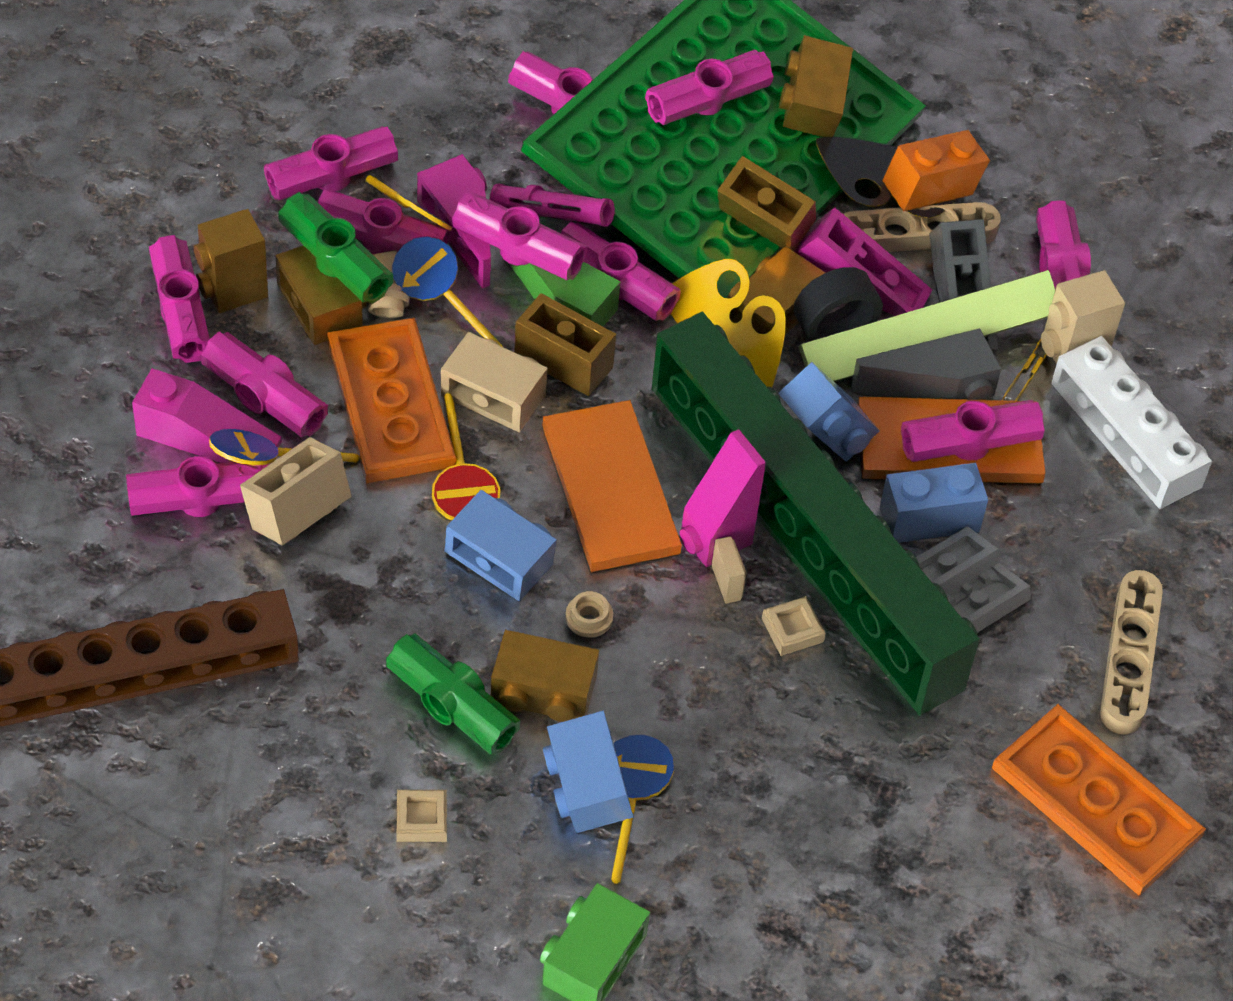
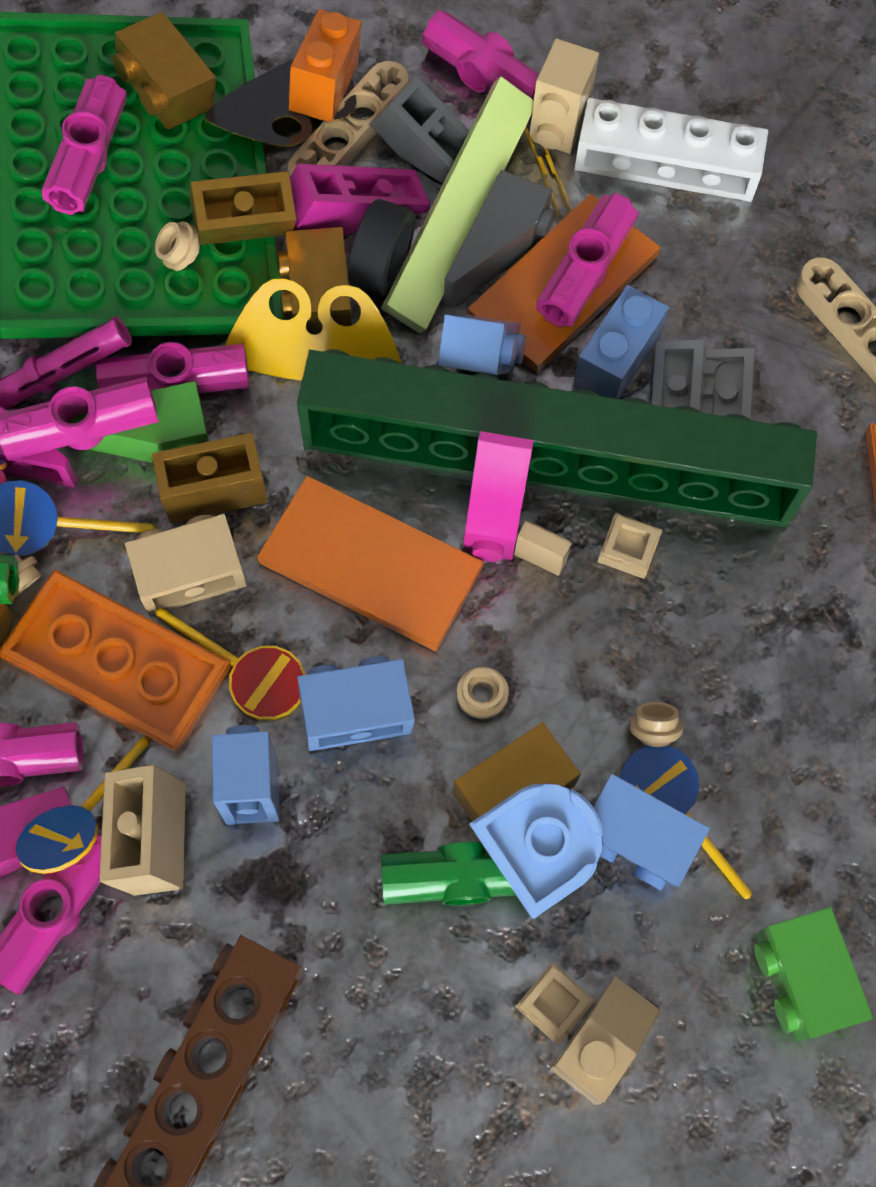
camera: 45 degrees left, 15 degrees up
(385, 515) = (245, 776): none -> medium blue brick
(424, 855) = (606, 1041): none -> tan slope
(514, 706) = (542, 843): none -> light blue tile
(676, 730) = (656, 724): none -> tan plate
(700, 193) = (177, 245): none -> tan plate

